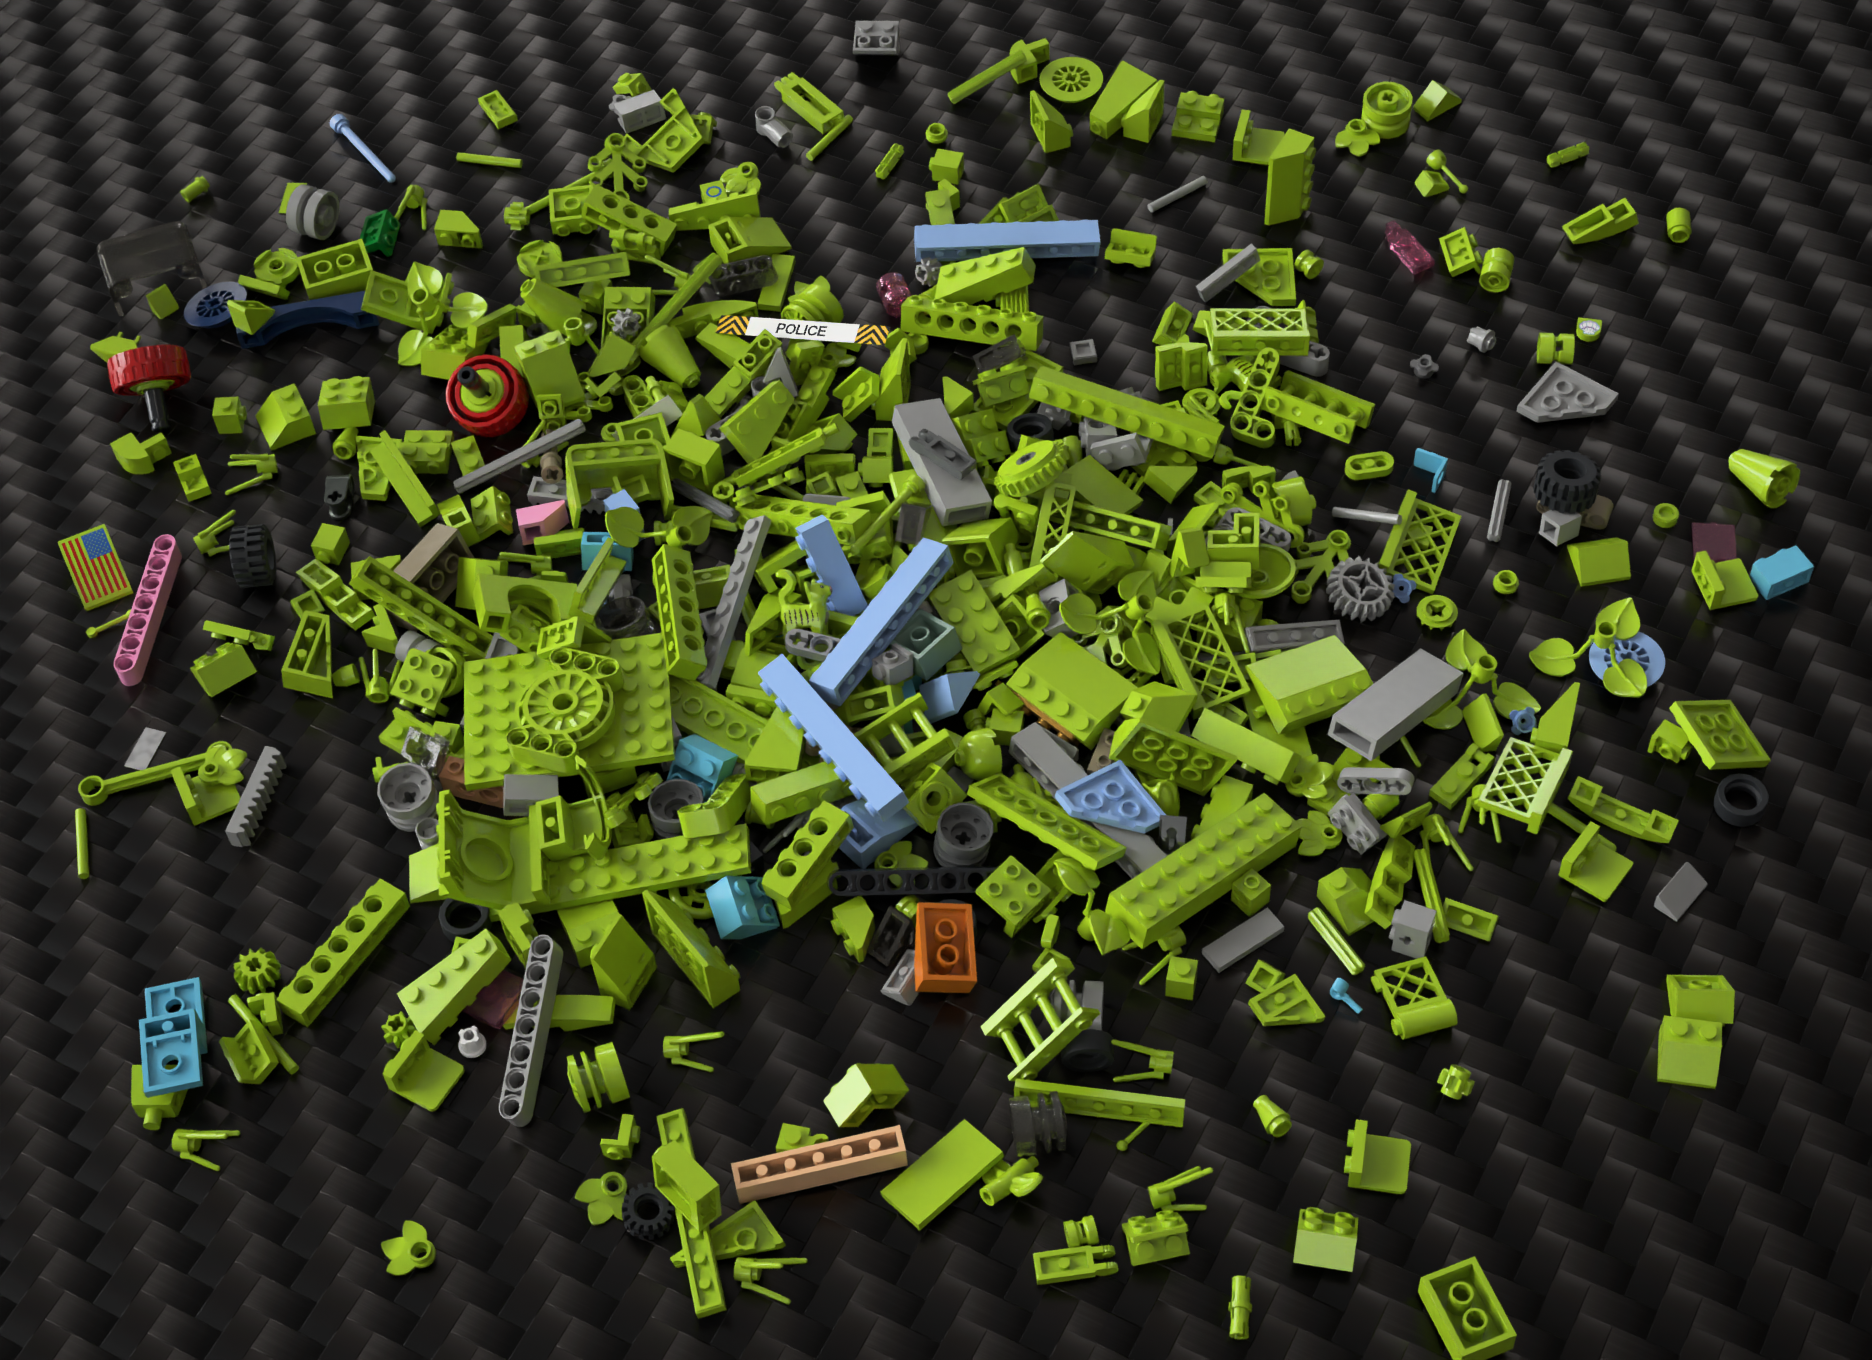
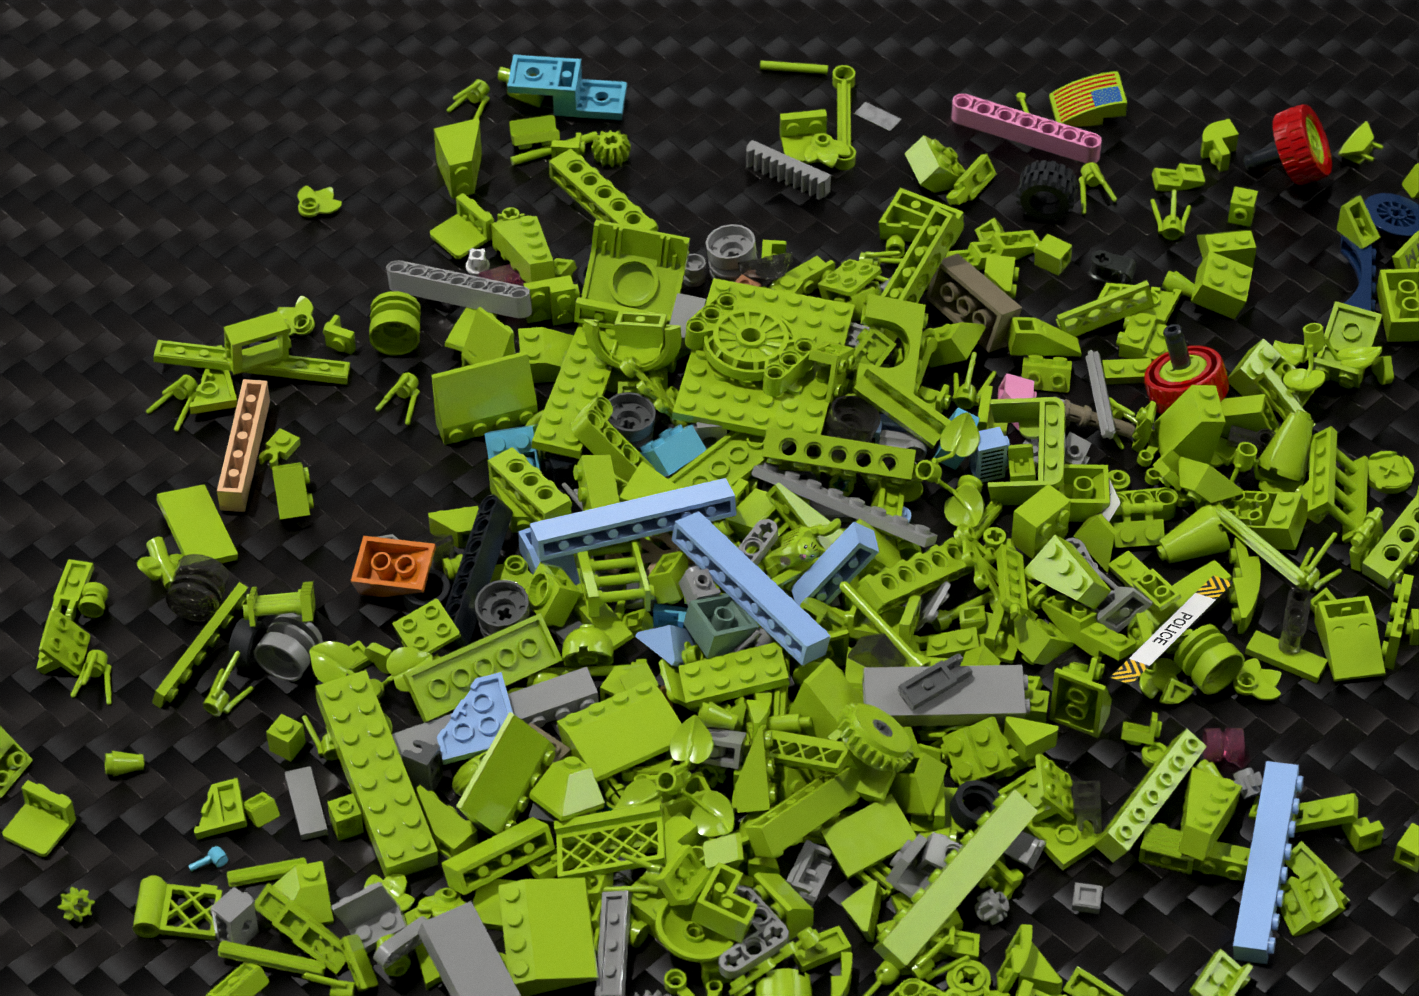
camera: 105 degrees right, 5 degrees down
(318, 1105) = (459, 155): none -> lime slope
(626, 323) = (1241, 497): light grey gear -> none
(705, 500) = (982, 524): dark grey axle -> none
(1123, 1144) = (159, 656): lime hinge -> none

